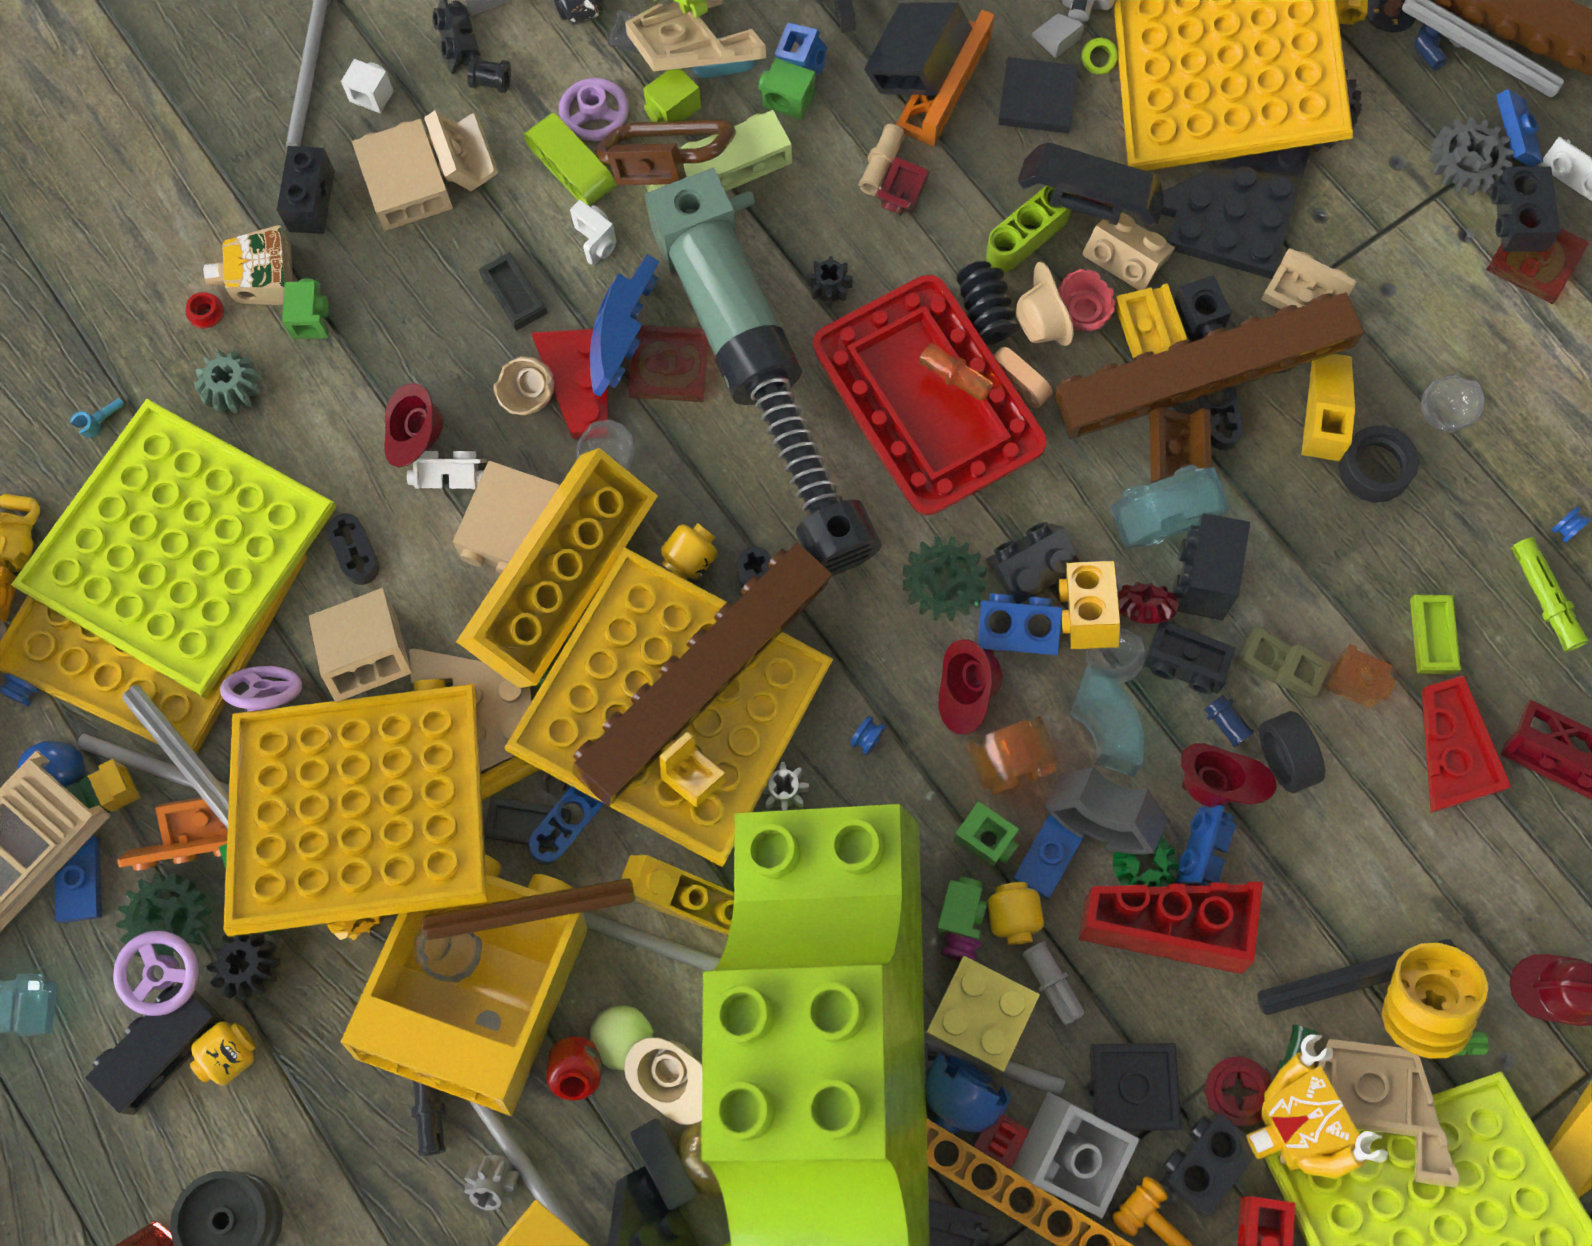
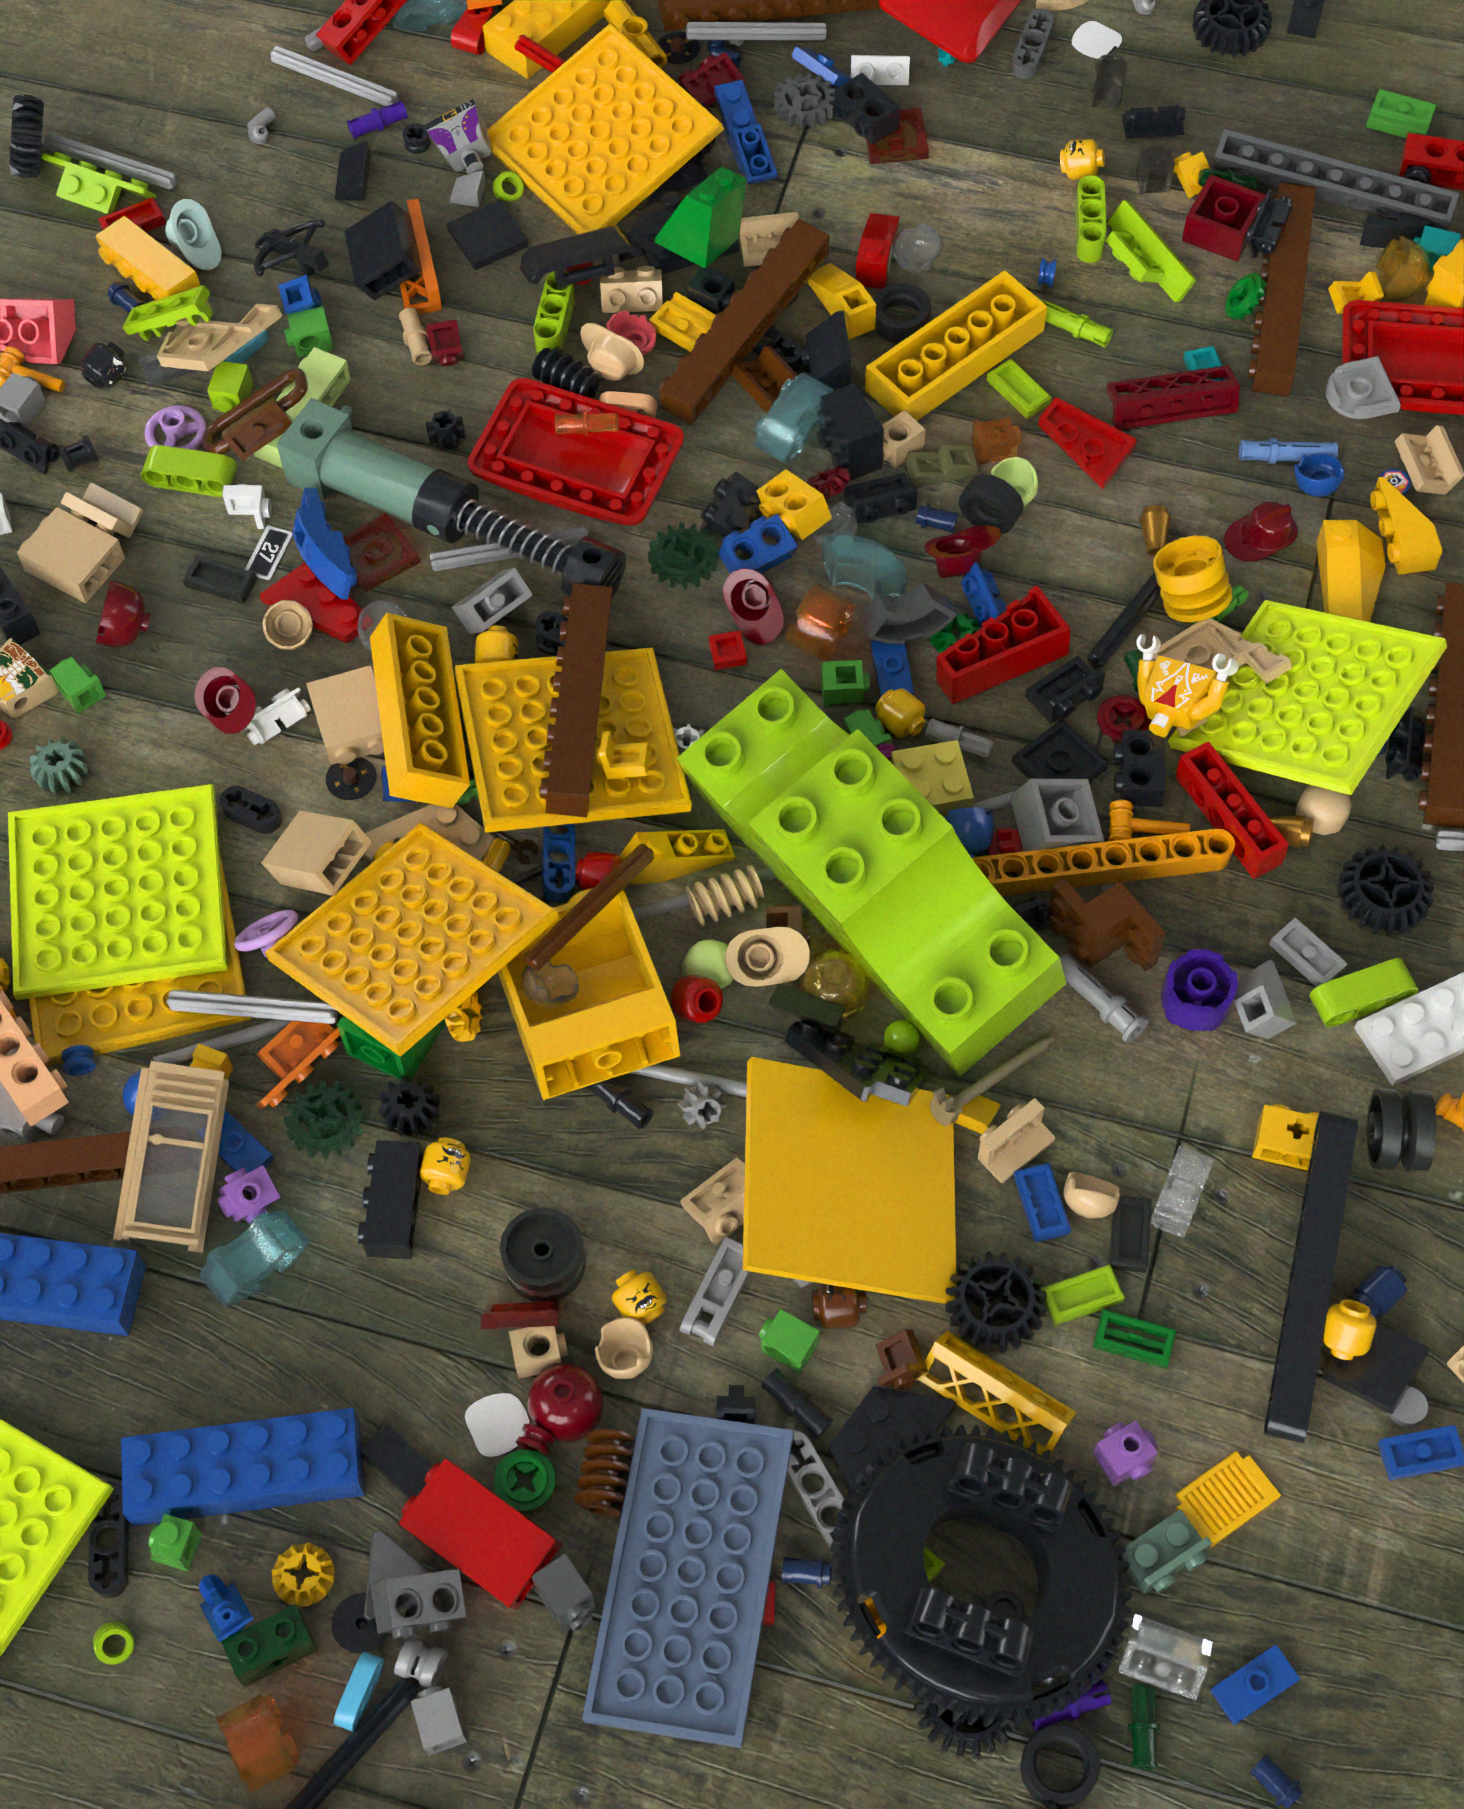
camera: 40 degrees left, 10 degrees down
(38, 942) = (256, 1185): none -> medium lavender brick
(170, 966) = (357, 1154): lavender piece -> none
(391, 269) = (122, 616): none -> dark red cylinder
(465, 584) = (351, 779): none -> piece
(577, 293) = (268, 552): none -> sticker
(593, 860) = (595, 868): none -> red head
(675, 975) = (725, 895): none -> tan piece
(723, 497) = (492, 601): none -> light grey brick
(755, 432) = (488, 553): none -> light grey axle
(867, 735) = (714, 679): blue bush -> none
(905, 712) = (727, 650): none -> red plate
(1204, 1012) = (1065, 689): none -> black bracket
(1250, 230) = (706, 219): none -> green slope
(1256, 466) = (828, 352): none -> black slope
(1275, 599) = (902, 436): none -> tan brick
(1342, 741) = (1020, 475): none -> yellowish green hair
(1378, 152) = (743, 133): none -> blue slope
(1390, 71) = (712, 72): none -> dark red bracket
(1401, 546) = (956, 347): none -> yellow brick
(1412, 373) = (876, 250): none -> red slope
(1448, 902) = (1155, 527): none -> pearl gold cone

